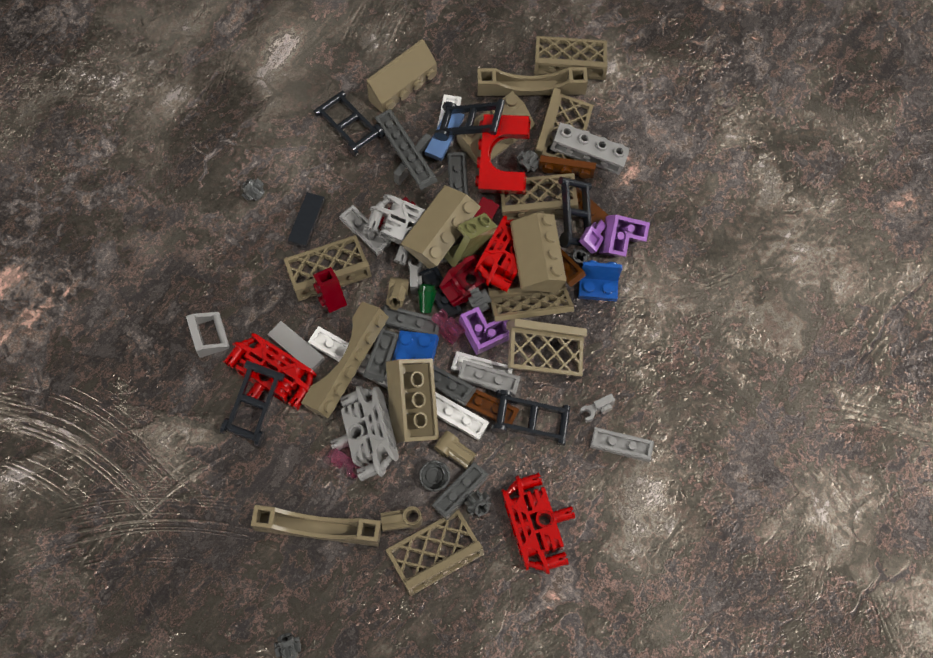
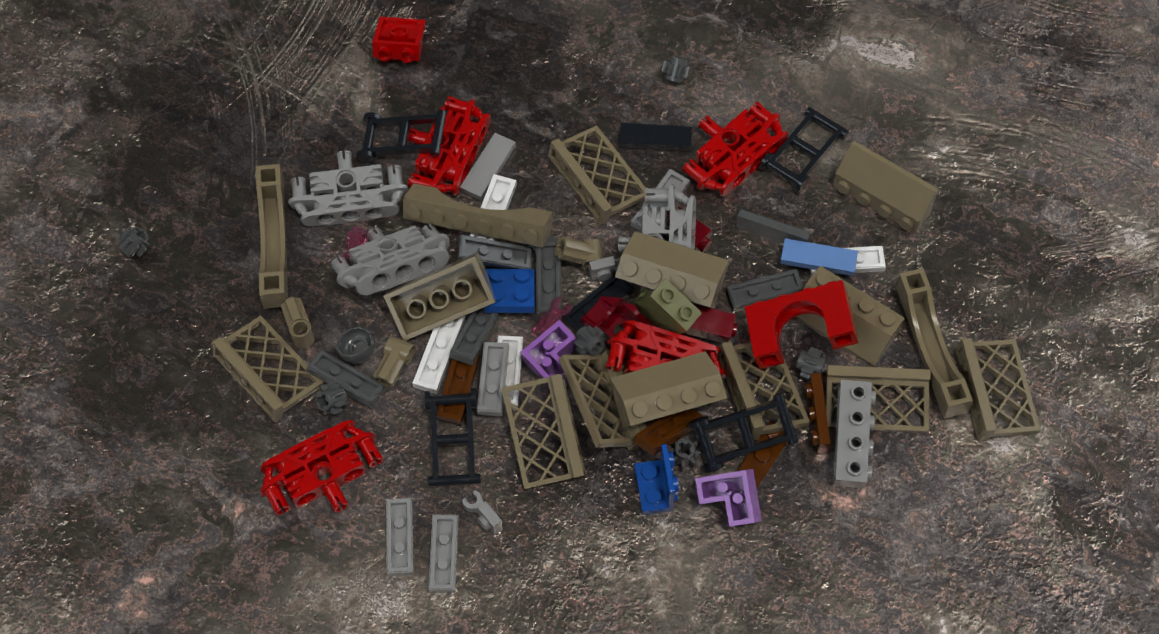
camera: 80 degrees right, 5 degrees down
(152, 390) = (398, 39): none -> red plate
(199, 318) = (476, 63): light grey tile -> none
(303, 463) = (339, 203): none -> light grey piece
(327, 157) = (740, 158): none -> red piece
(330, 290) = (560, 176): dark red brick -> none
(406, 149) = (777, 214): dark grey tile -> none
(426, 297) = (584, 285): dark green cone -> none
(451, 108) = (852, 251): black piece -> none
(592, 236) = (713, 456): medium lavender plate -> none
(602, 474) = (399, 537): none -> light grey tile

